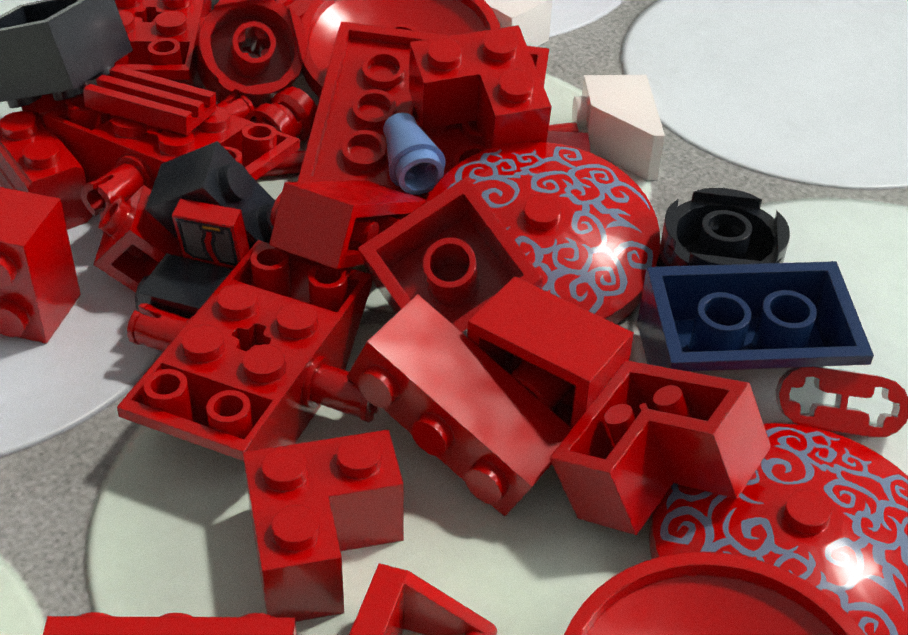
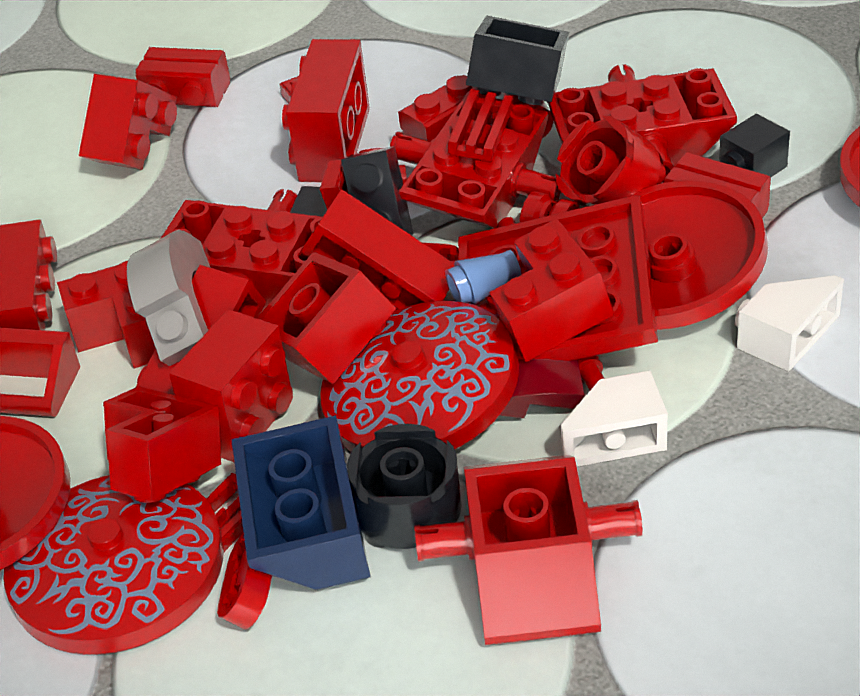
camera: 90 degrees right, 0 degrees up
(386, 375) = (164, 293): none -> light grey arch
(796, 167) = (531, 547): none -> slope

